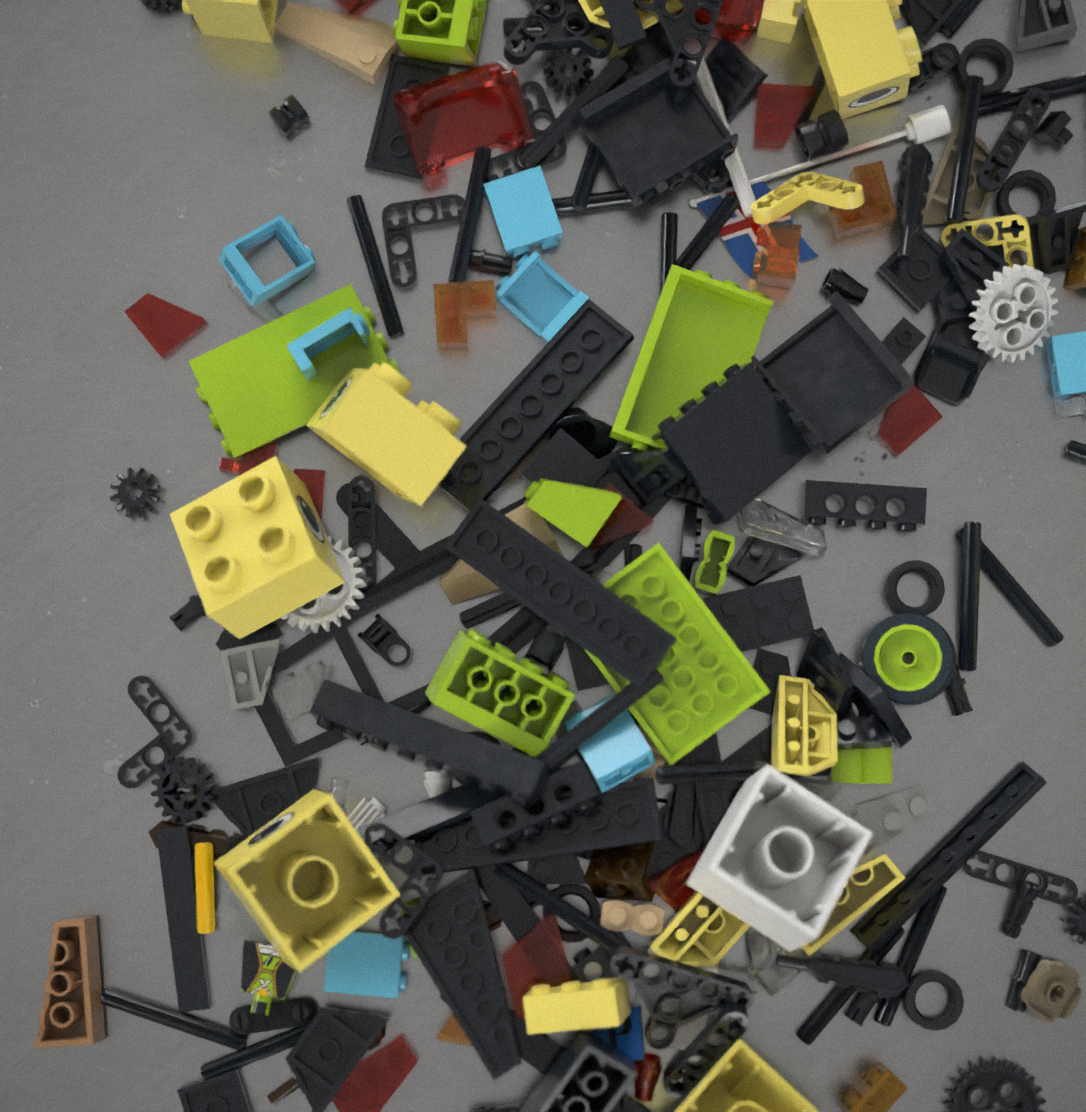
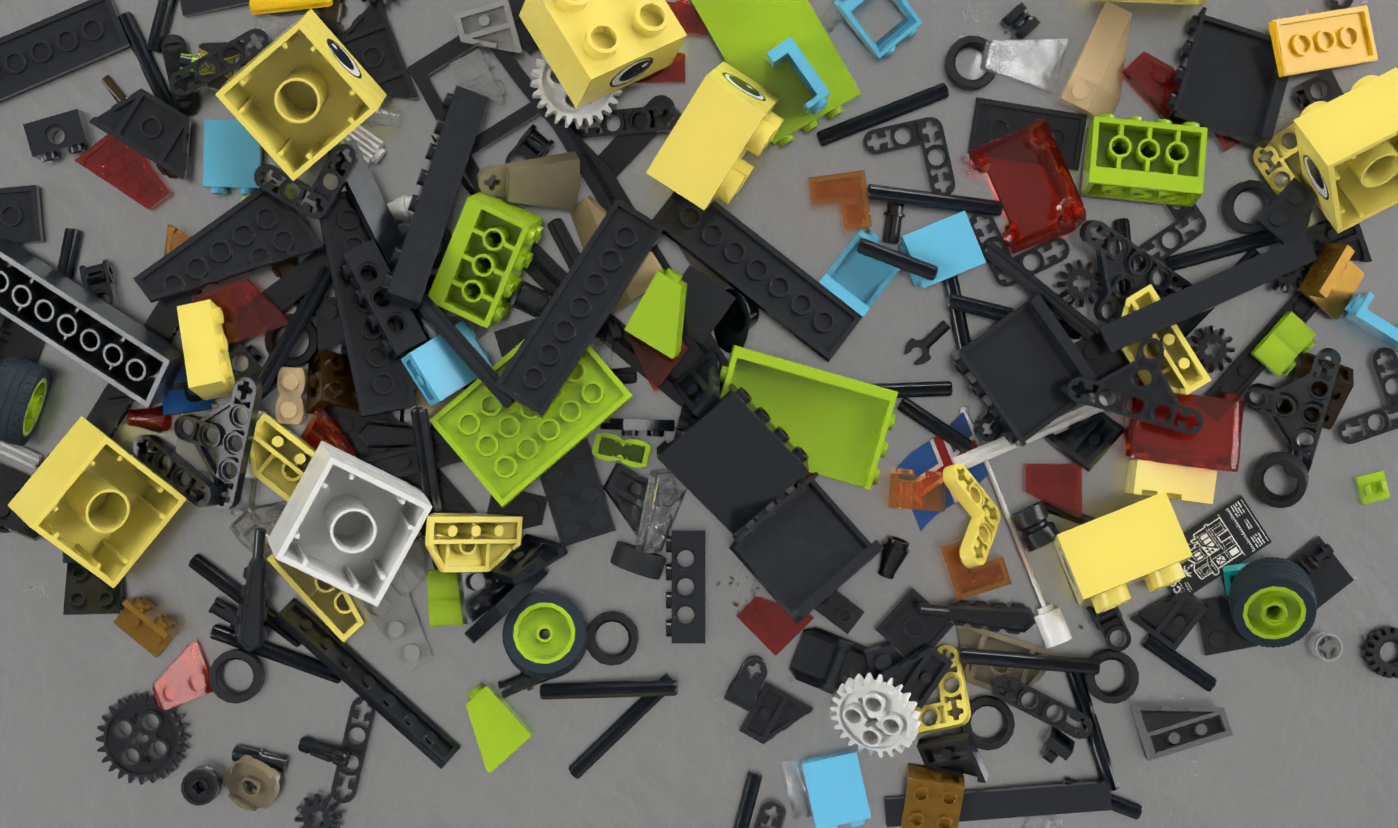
camera: 90 degrees right, 5 degrees up
(260, 971) = (221, 66): none -> black beam
(313, 151) = (950, 68): none -> black tyre
(331, 110) = (1026, 61): none -> clear wing
(419, 633) = (539, 181): none -> dark tan piece
(530, 256) = (897, 259): none -> black axle
(620, 237) = (925, 344): none -> black bar
(836, 553) = (638, 562): none -> black tyre
(934, 1058) = (183, 680): none -> clear red wing
(974, 449) = (746, 687): none -> black piece
(1003, 424) = (773, 713): none -> black wing
(1003, 720) = (495, 725): none -> lime slope
(1051, 1046) = (202, 785): none -> black wheel

